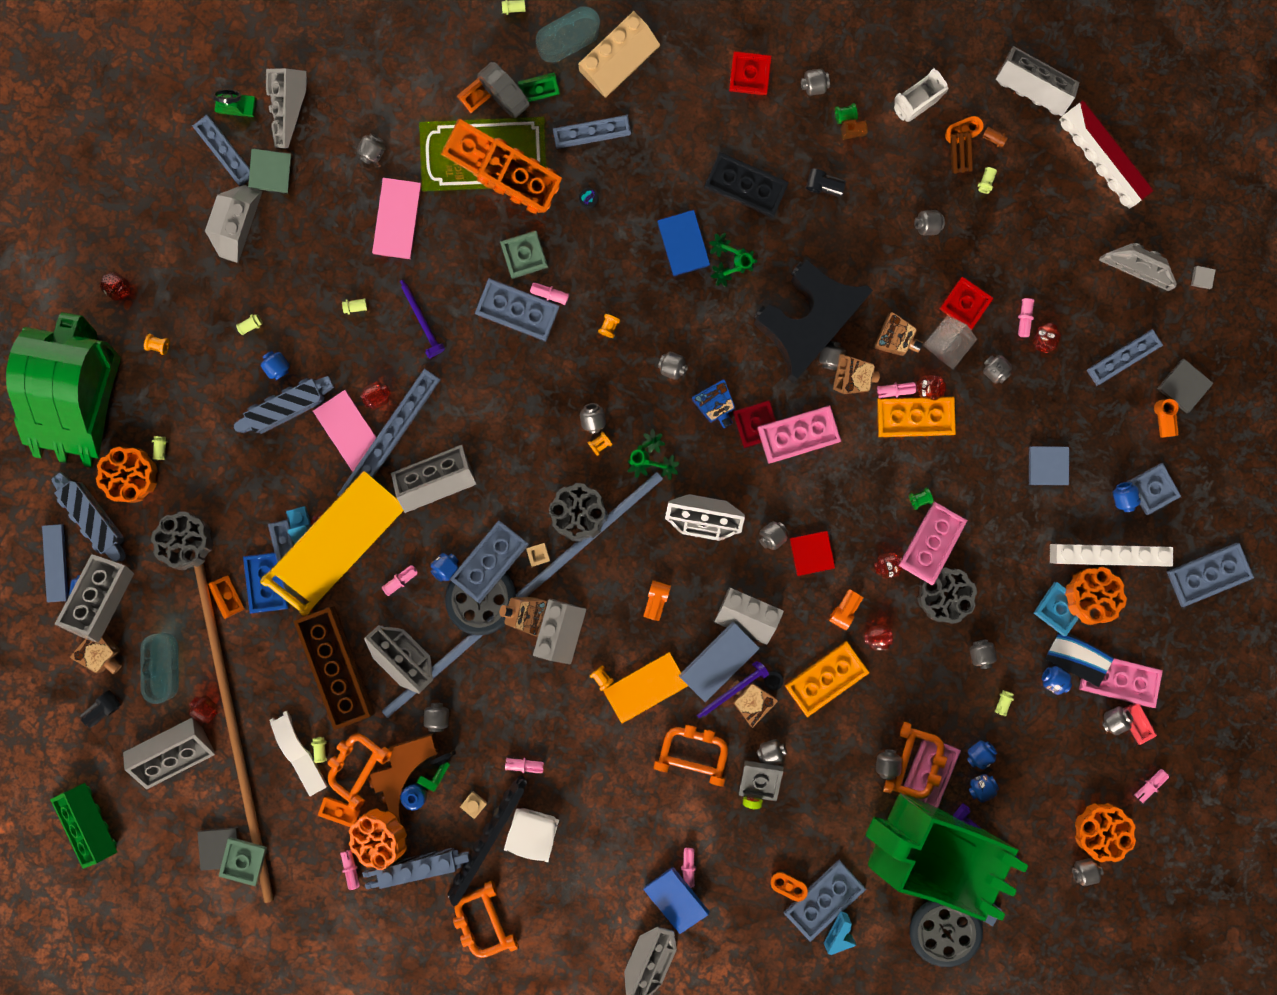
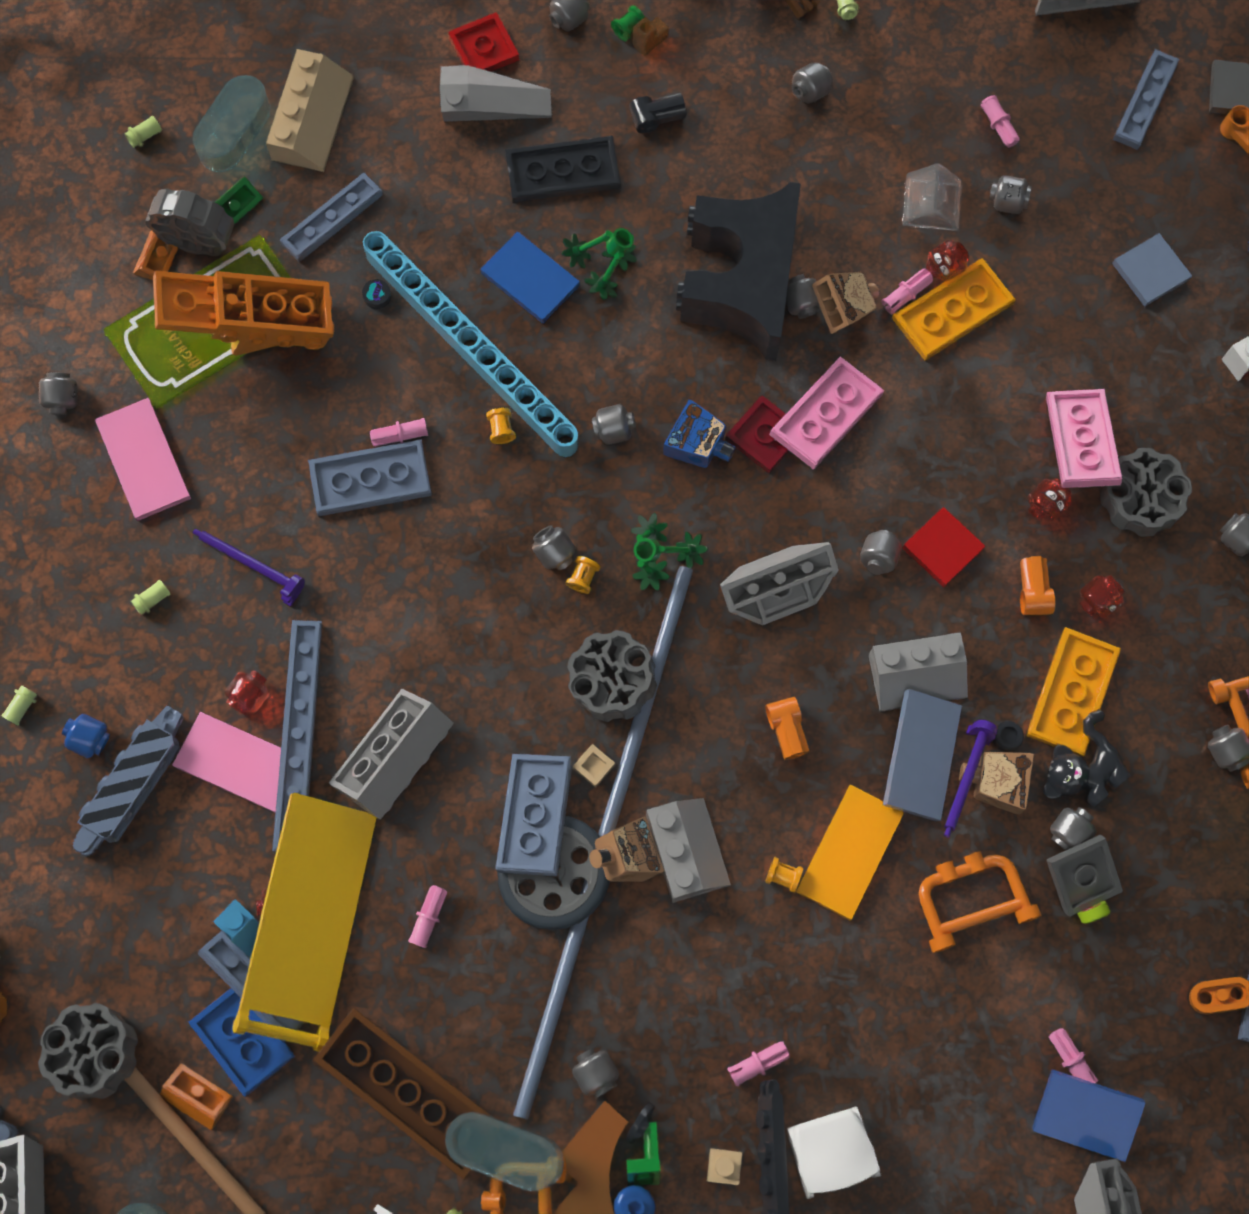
camera: 30 degrees left, 15 degrees down
(360, 732) = (504, 1151): none -> clear light blue plant
(400, 657) = (494, 1021): light grey wedge -> none
(444, 567) = (478, 859): blue head -> none
(524, 254) = (336, 406): sand green tile -> none
(622, 254) = (475, 354): none -> medium azure beam
(728, 106) = (484, 95): none -> light grey wedge
(792, 723) = (1071, 774): none -> black animal
(897, 336) = (865, 229): torso -> none
(921, 498) = (1029, 397): green bush -> none
(966, 303) = (917, 145): red tile -> none
(1046, 338) = (1042, 127): clear red head -> none

